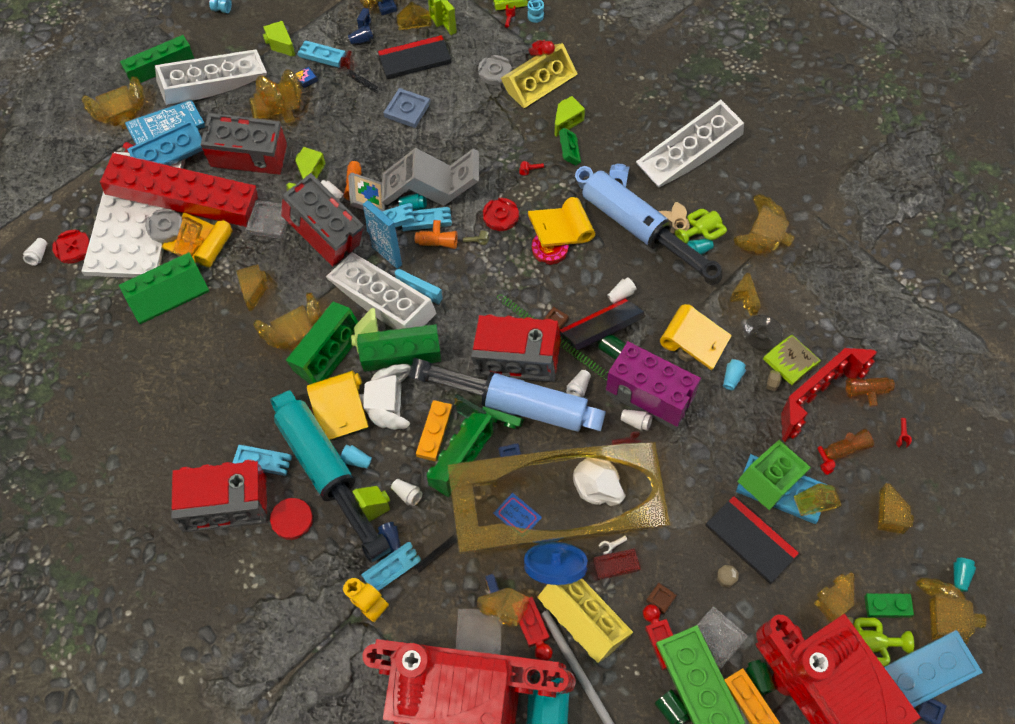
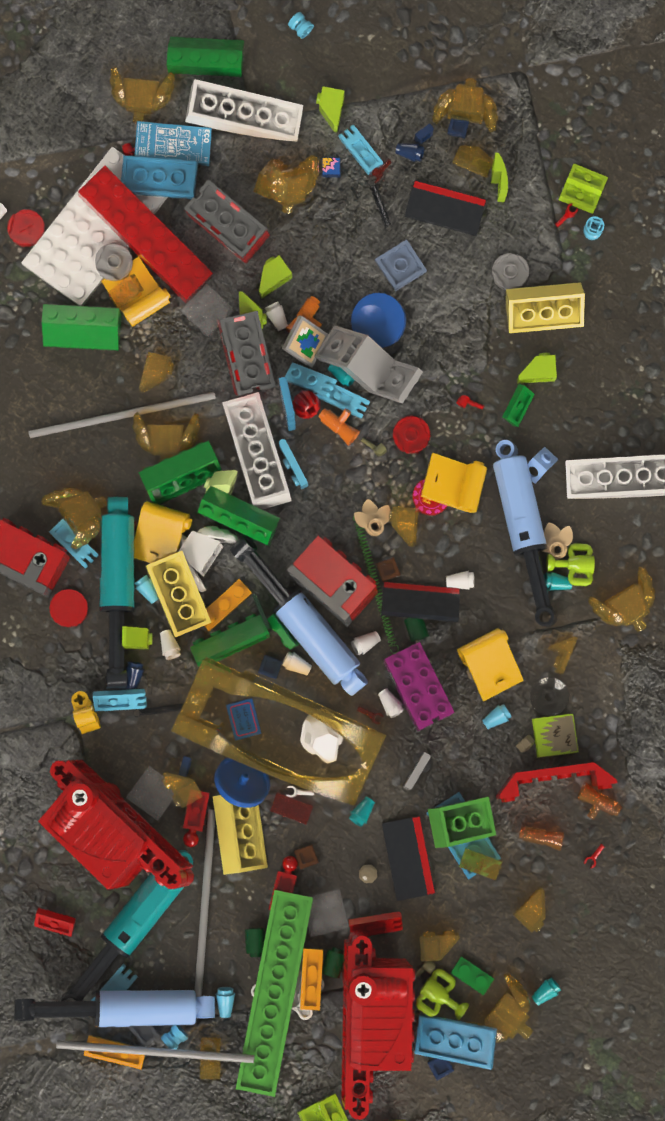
camera: 30 degrees right, 20 degrees up
(239, 338) = (121, 415): none -> light grey piece
(249, 428) = (79, 512): none -> clear yellow torso
(386, 440) = (178, 594): none -> light yellow slope
(404, 235) = (306, 404): none -> red piece
(417, 137) = (379, 318): none -> blue piece
(514, 289) = (372, 515): none -> tan plate
(531, 437) = (296, 664): none -> white cone
(542, 47) = (564, 283): red plate -> none
(544, 274) = (405, 523): none -> clear yellow slope
(681, 524) = (362, 811): none -> teal cone
(703, 455) = (416, 771): none -> light grey tile
(779, 604) = (377, 924): none -> red hinge
(829, 464) = (512, 842): red hand -> none

